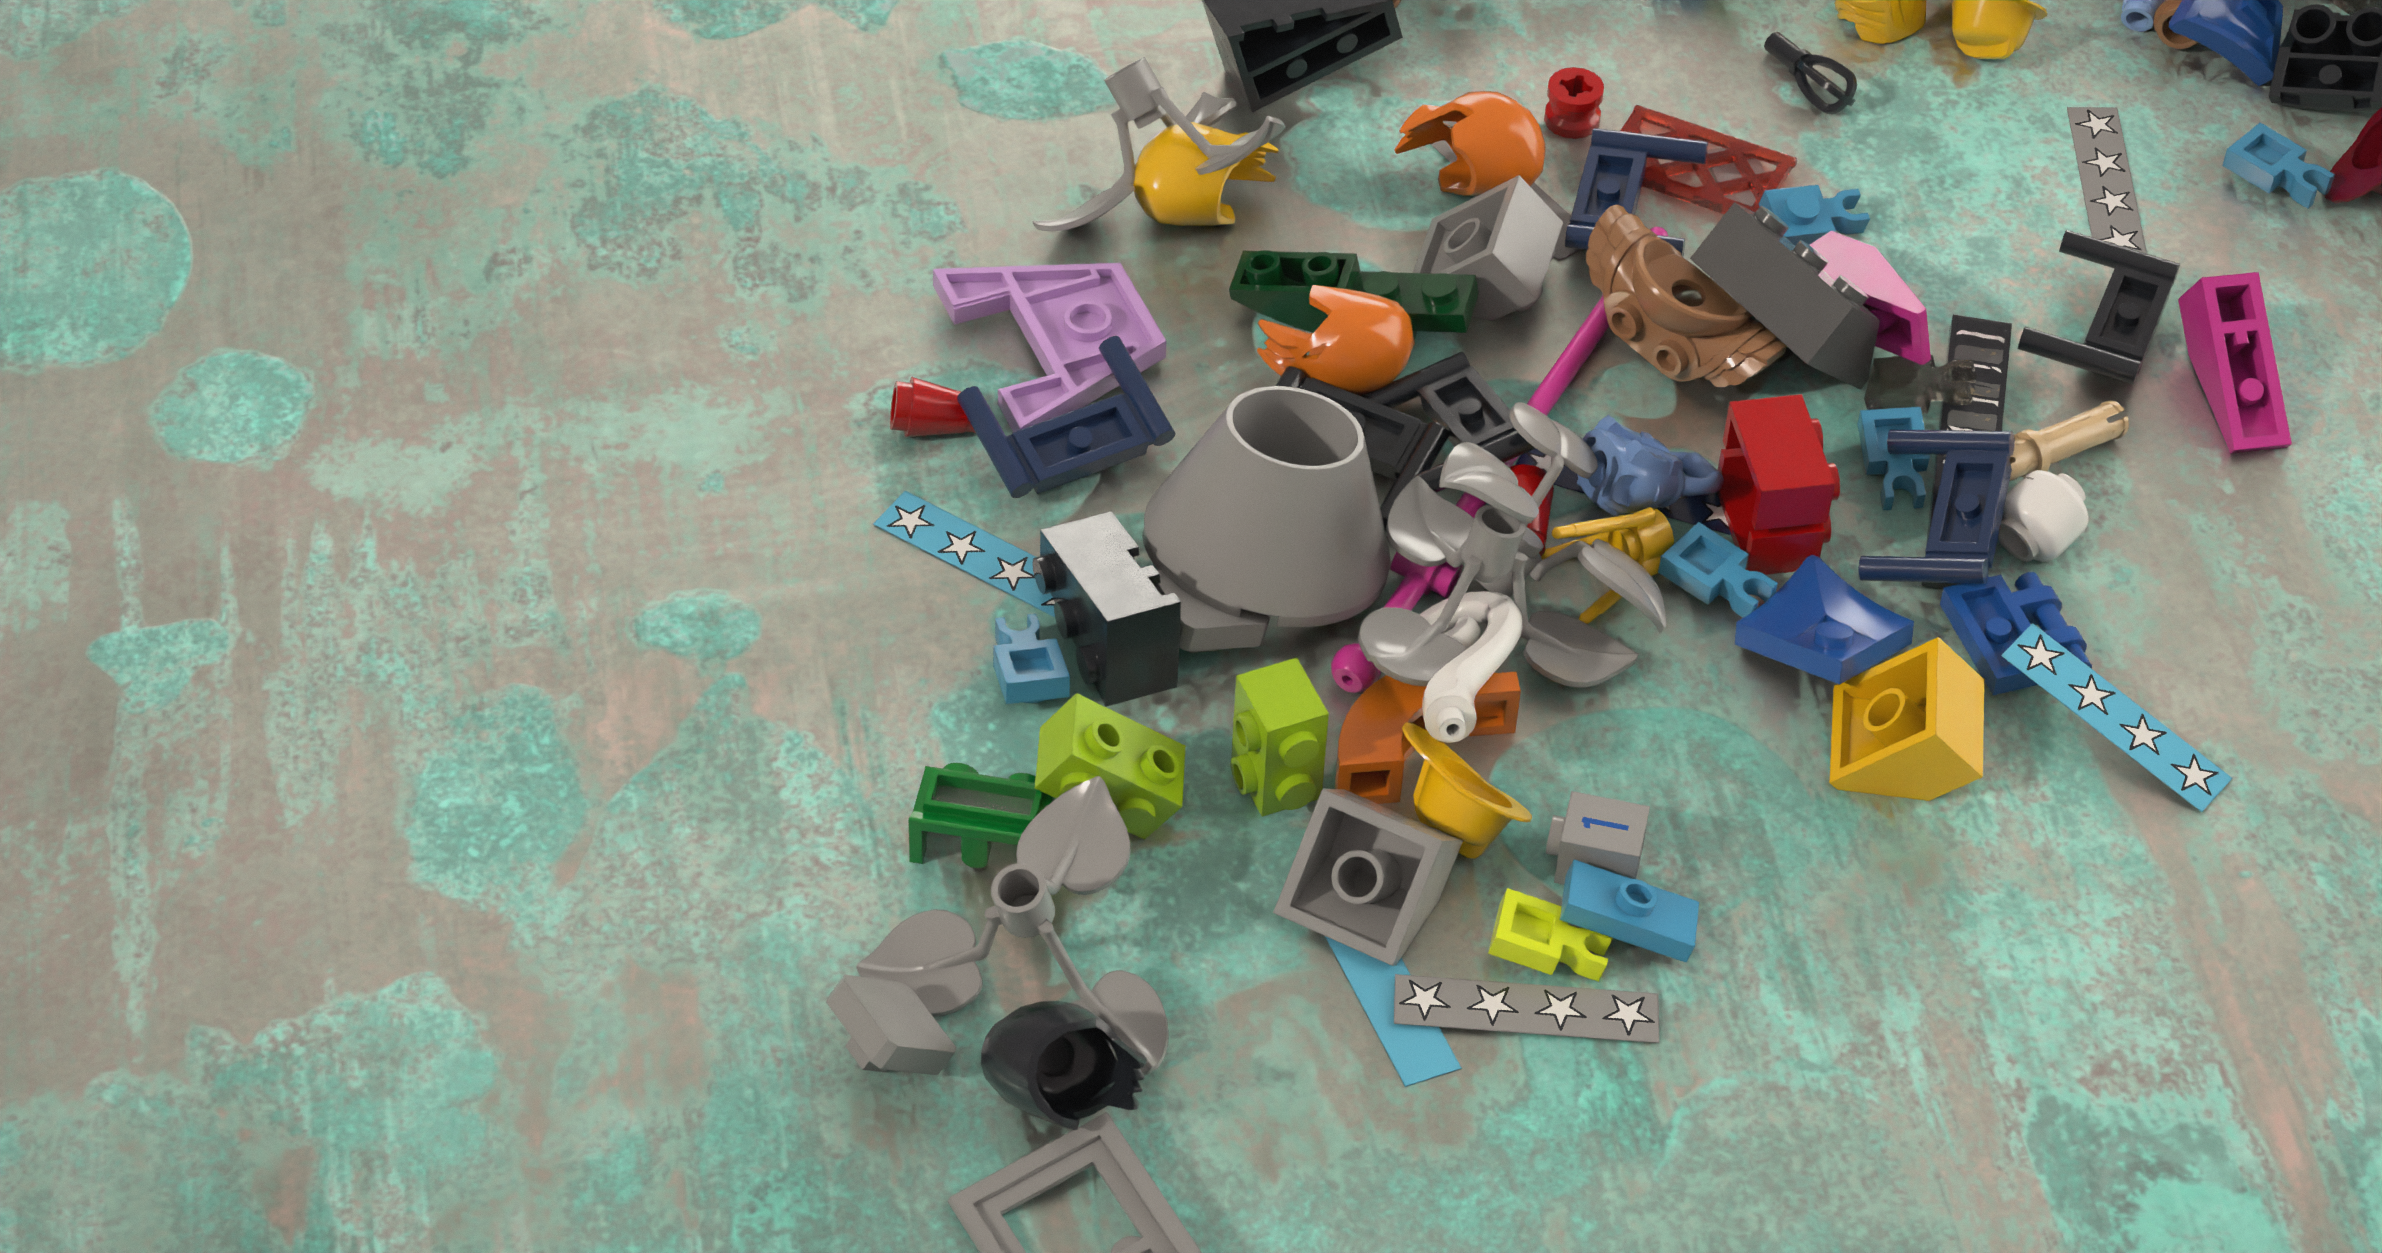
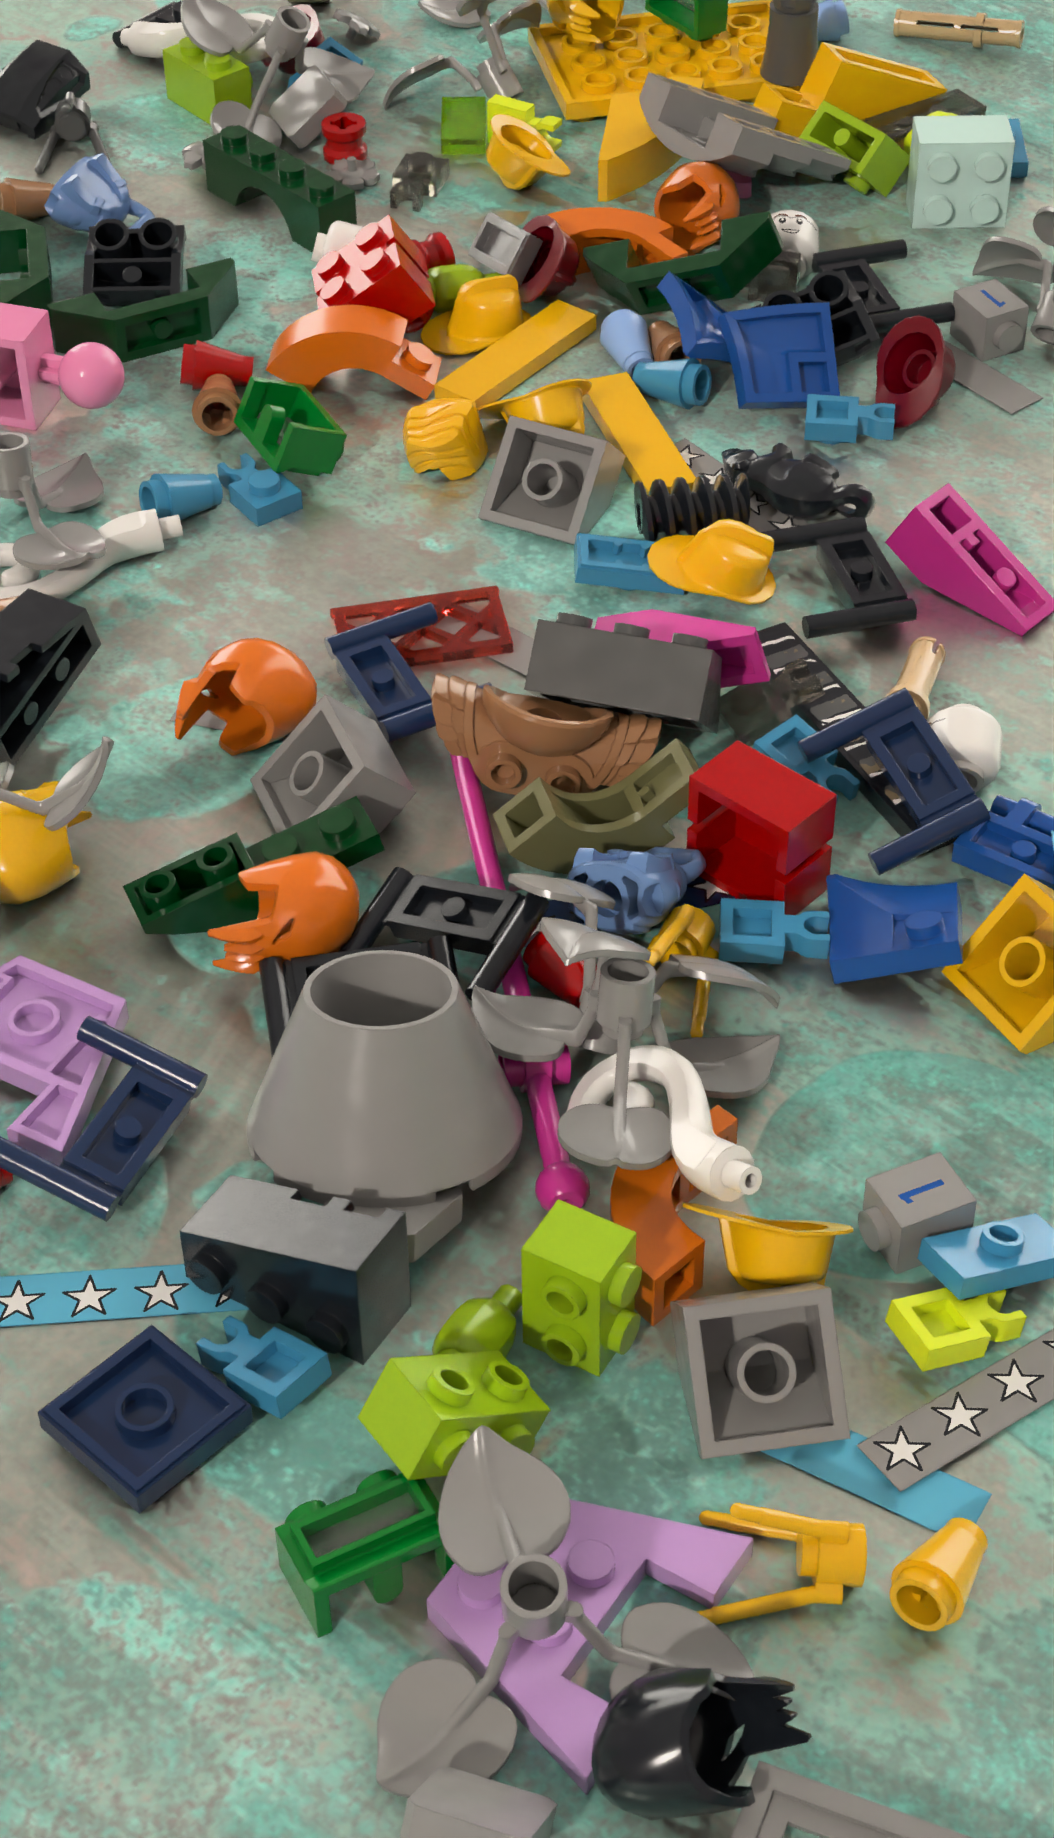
camera: 35 degrees left, 5 degrees down
(919, 647) = (145, 1418): none -> dark blue plate
(1109, 931) = (604, 1563): none -> lavender wing
(1198, 726) = (481, 1324): none -> lime plant
(1288, 1020) = (825, 1551): none -> yellow plant
(1354, 1086) = (938, 1576): none -> yellow cone
(1574, 102) = (286, 622): red wheel -> none
(1641, 397) = (550, 825): none -> olive arch
(1801, 64) = (430, 514): black piece -> none
(1811, 215) = (523, 623): dark azure plate -> none
(1928, 199) = (616, 564): none -> dark azure plate
(1932, 87) = (550, 480): none -> light grey slope
(2004, 239) = (718, 561): none -> yellow piece
(2028, 180) = (688, 508): none -> black piece
(2065, 85) = (635, 431): none -> yellow tile
(2152, 203) = (797, 487): none -> black animal
(2153, 49) = (674, 381): none -> dark azure cone
(2264, 71) = (781, 354): none -> blue plate

